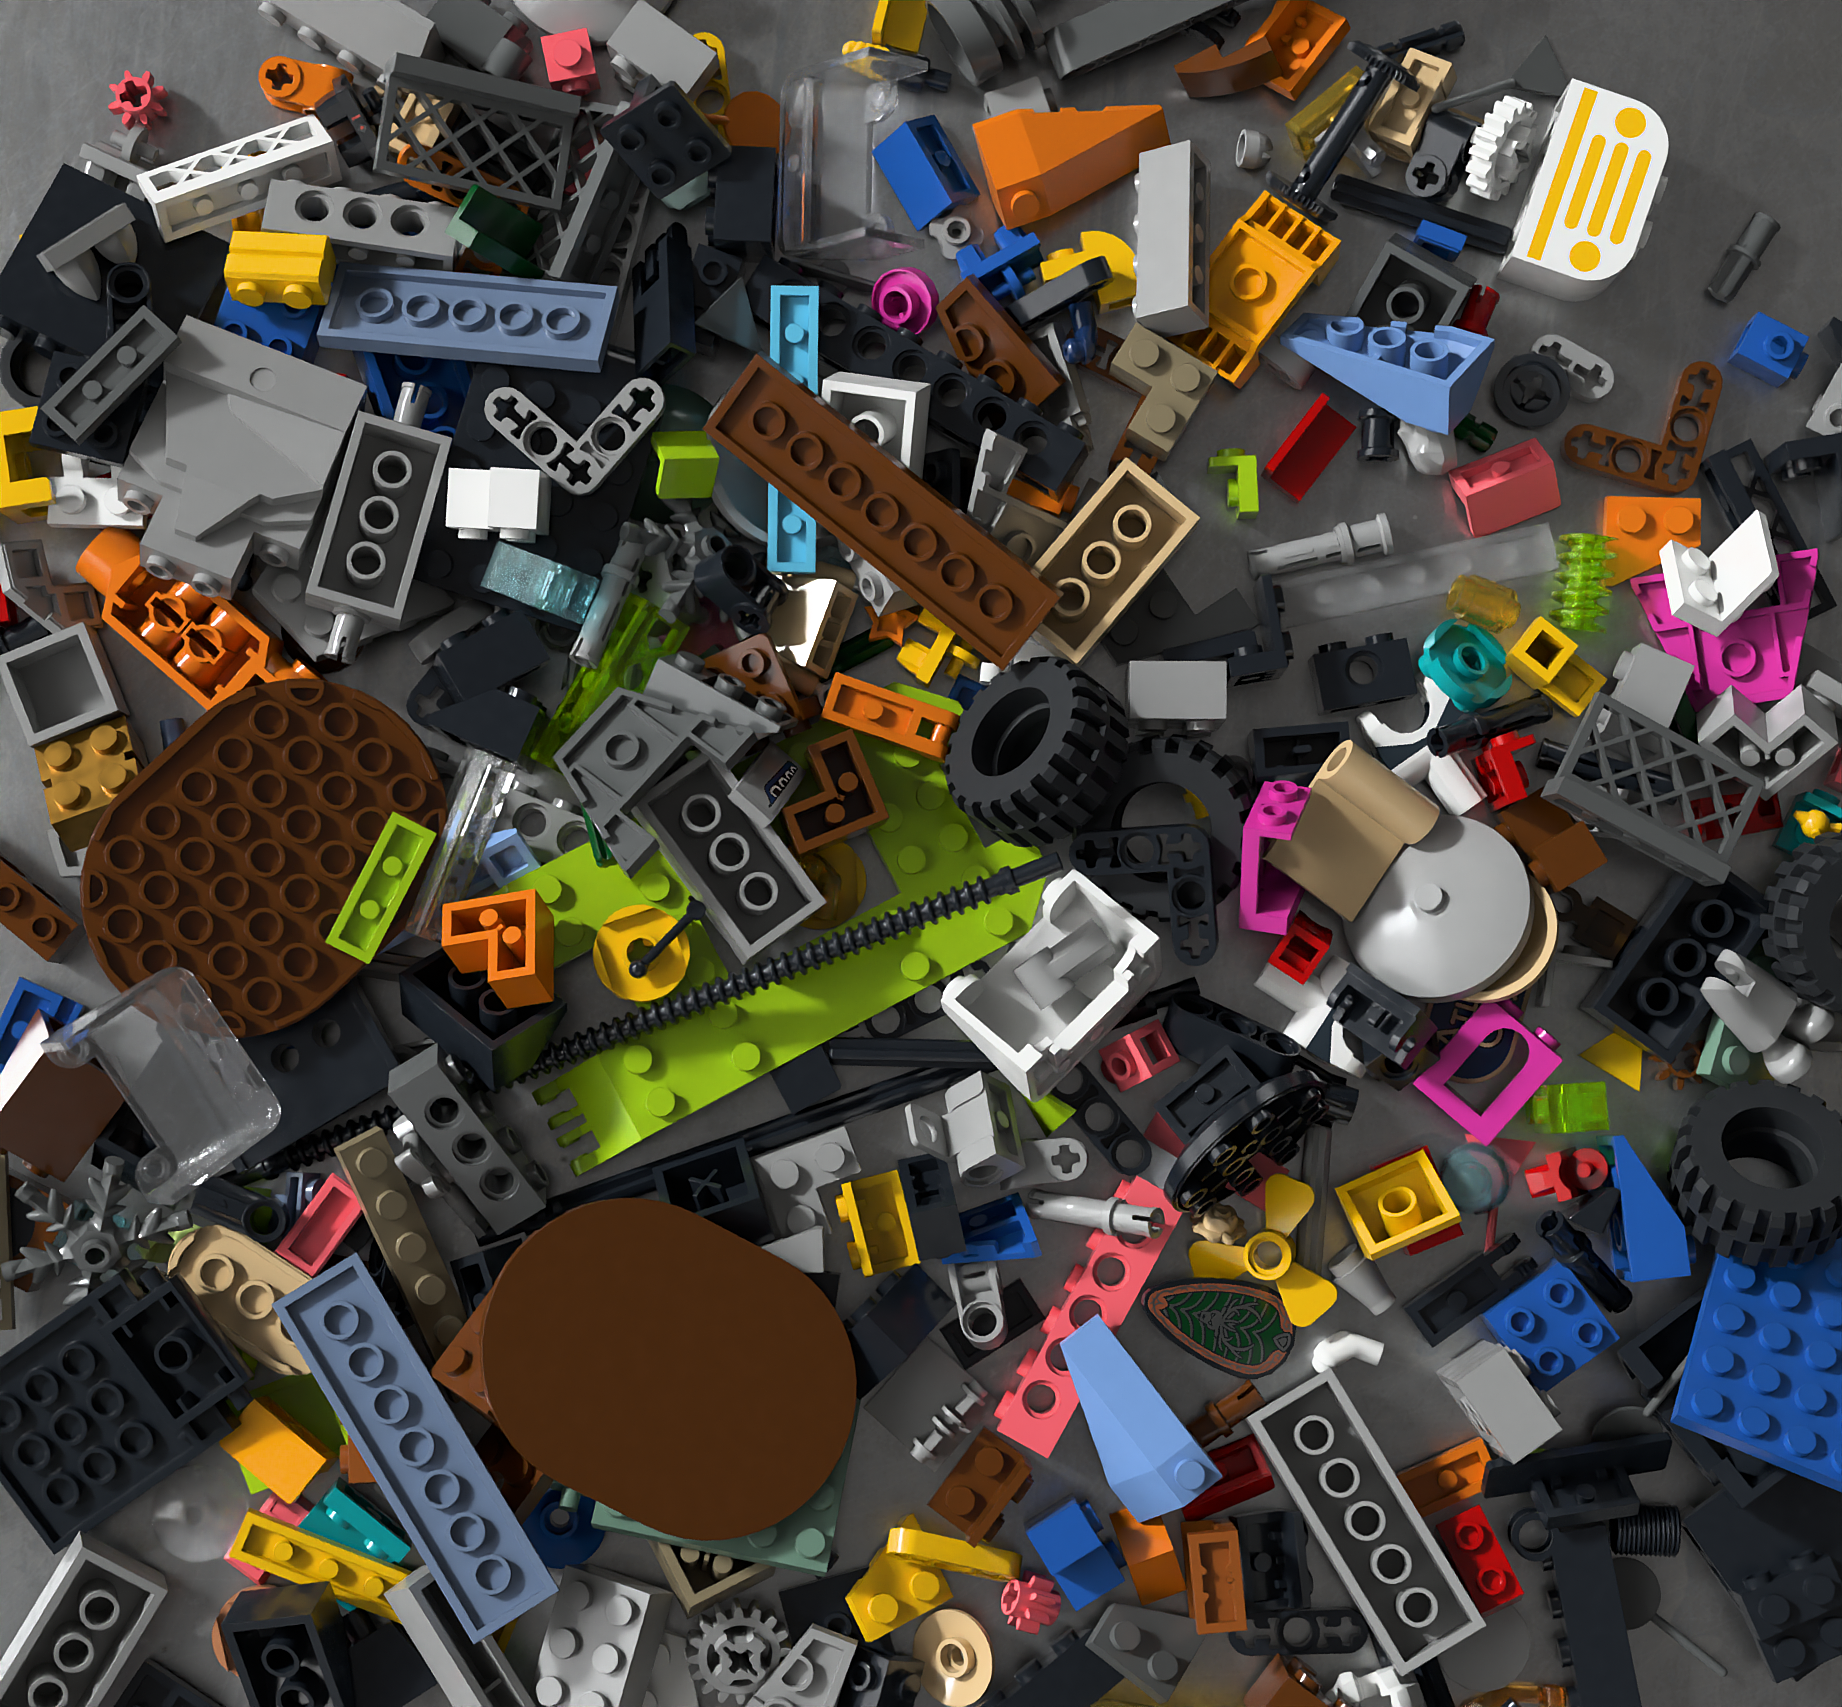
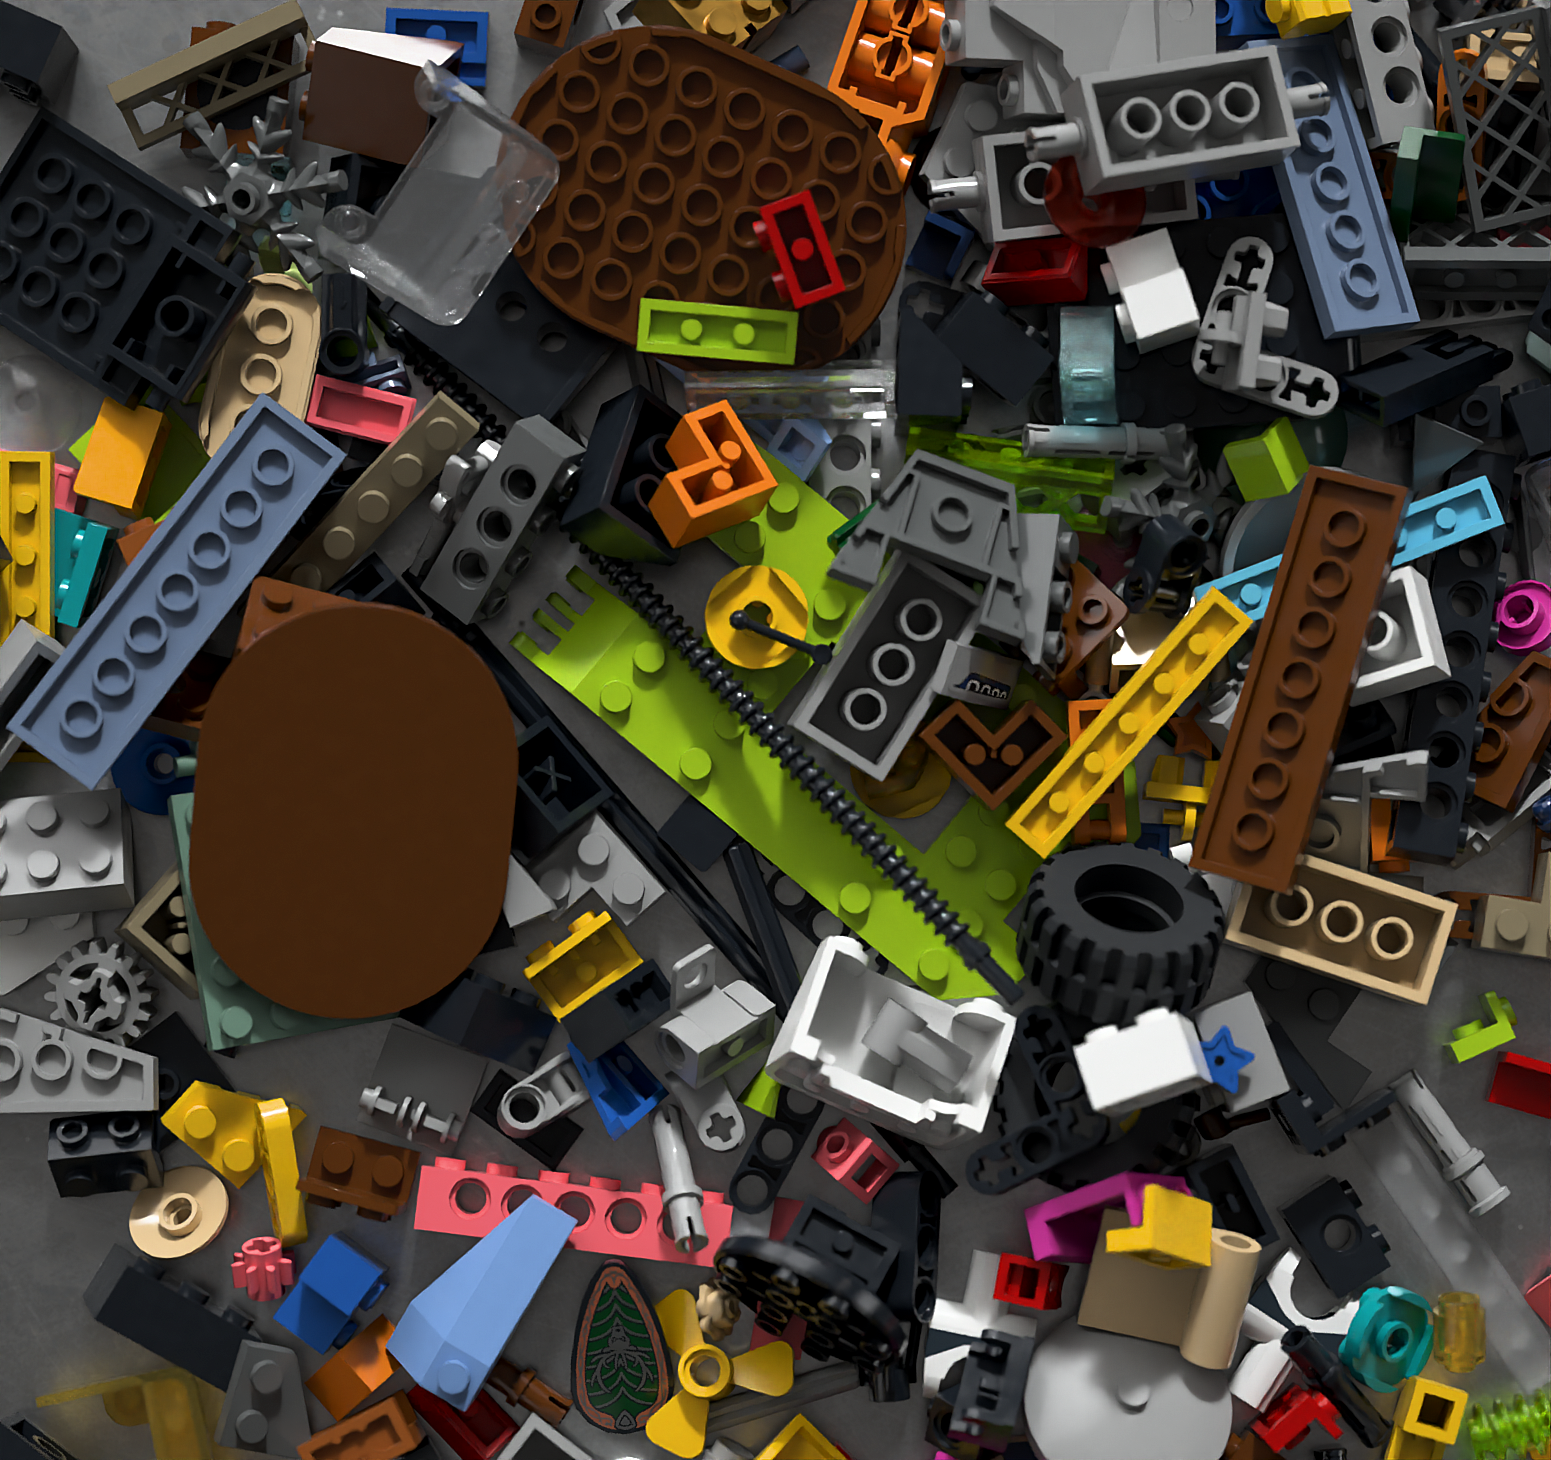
camera: 70 degrees right, 0 degrees up
(339, 786) = (801, 250): none -> red brick
(361, 419) = (1178, 120): none -> light grey brick
(387, 670) = (940, 249): none -> dark blue panel
(394, 499) = (1116, 215): none -> clear red dish
(441, 592) = (1037, 271): none -> red slope
(572, 445) = (1238, 342): none -> light grey hips
(859, 672) = (1128, 722): none -> yellow plate
(1156, 776) = (1142, 1063): none -> white brick
(1169, 721) = (1234, 1059): none -> blue plate
(1229, 739) = (1214, 1126): none -> reddish brown hand
(1310, 808) = (1173, 1232): none -> yellow panel

